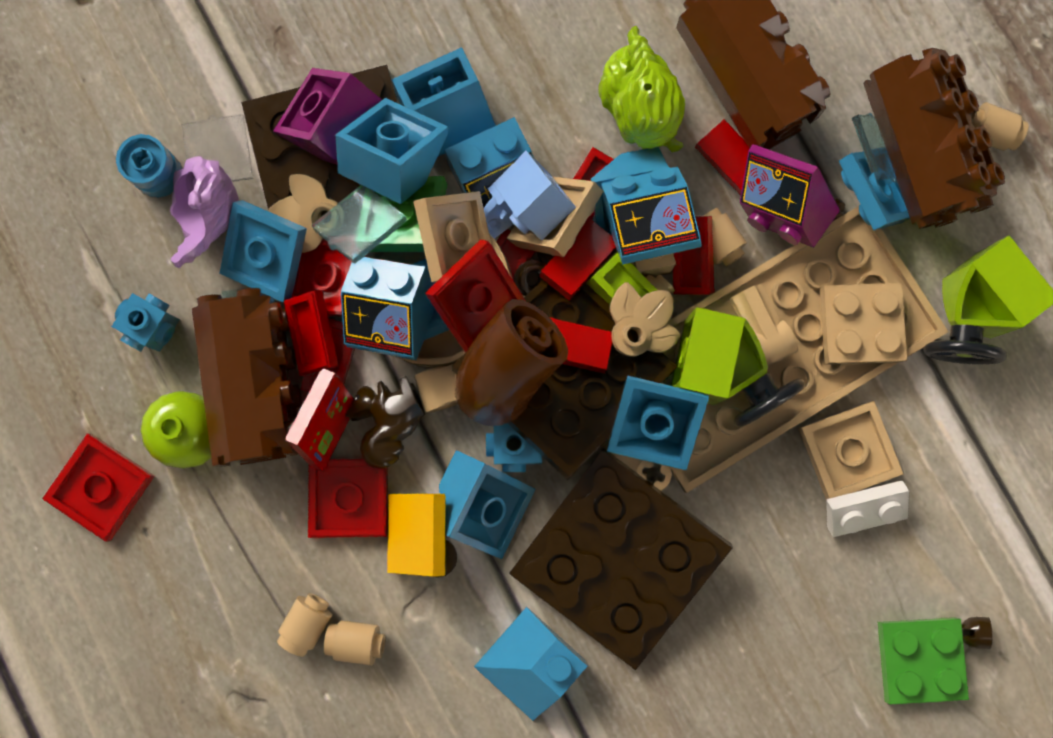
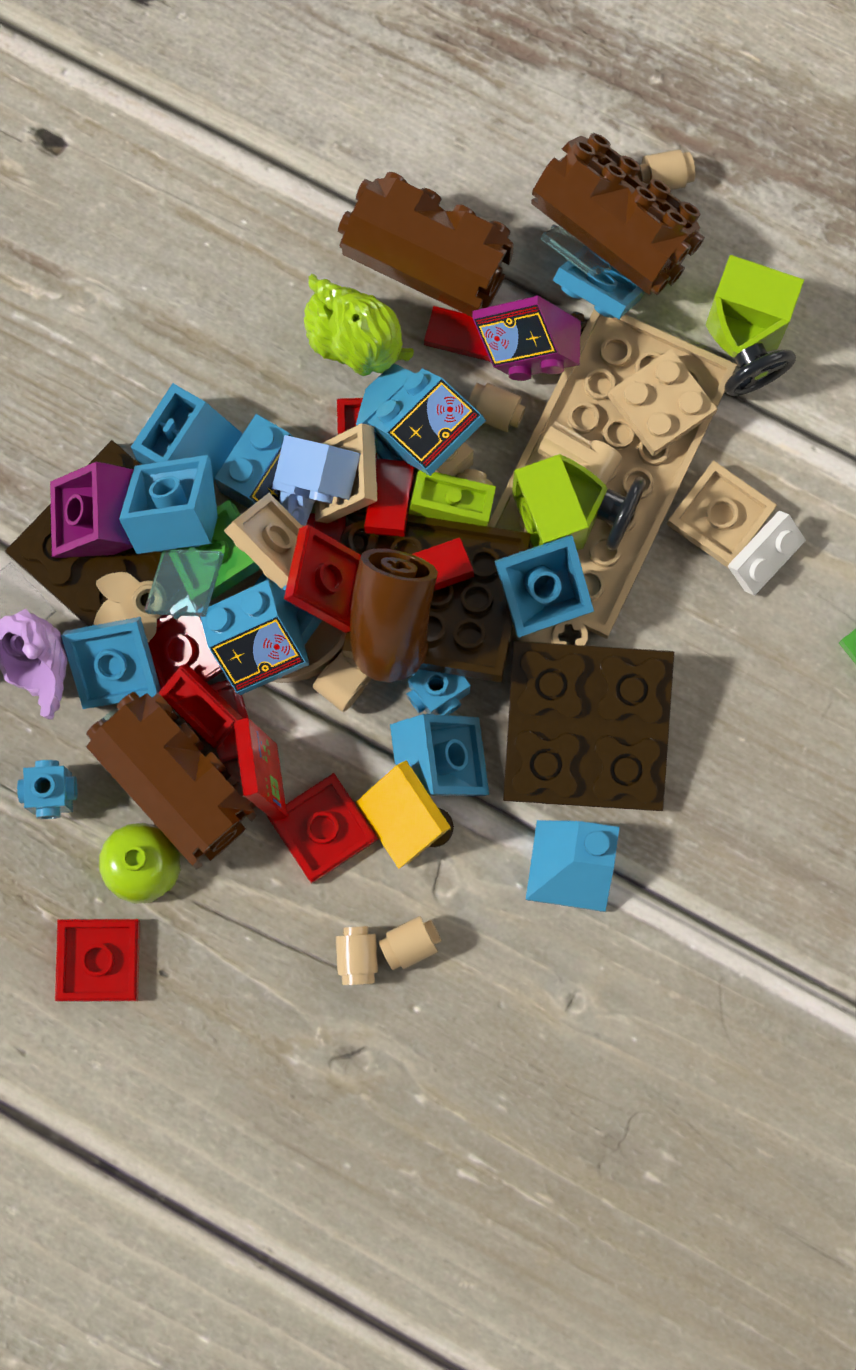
camera: 30 degrees left, 5 degrees down
(395, 420) = (320, 732): dark brown animal -> none
(645, 316) = (479, 508): tan plate -> none
(695, 267) = (490, 442): red tile -> none

